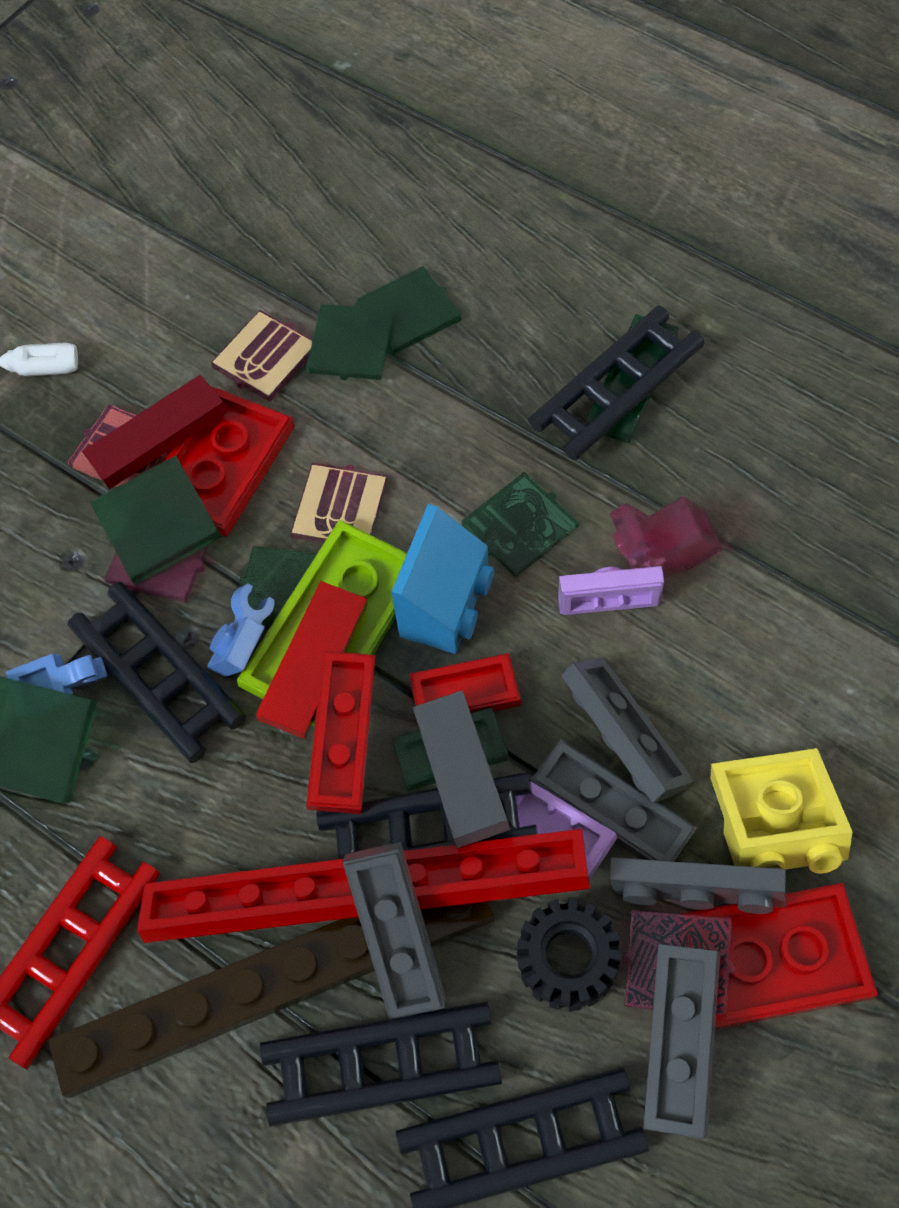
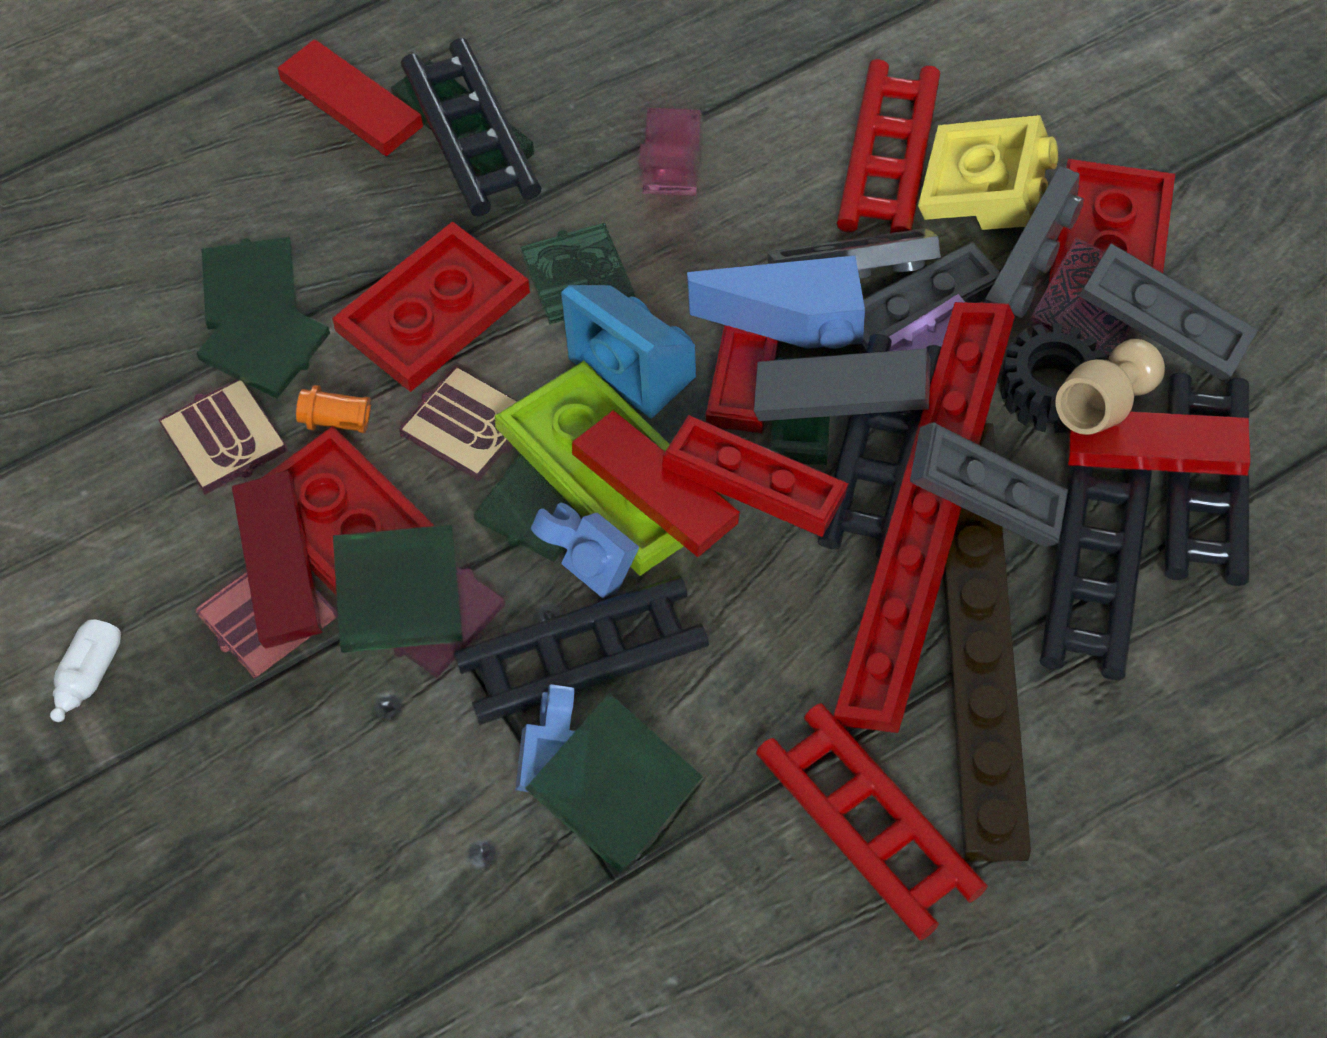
camera: 70 degrees left, 5 degrees down
(304, 400) = (332, 410): none -> orange pin
(431, 434) = (431, 306): none -> red plate
(524, 1079) = (1167, 444): none -> red tile
(528, 997) = (1103, 391): none -> tan piece
(543, 708) = (790, 302): none -> medium blue slope
(610, 590) = (701, 215): lavender plate -> none
(615, 292) = (350, 97): none -> red tile
(797, 693) = (906, 170): none -> red bar

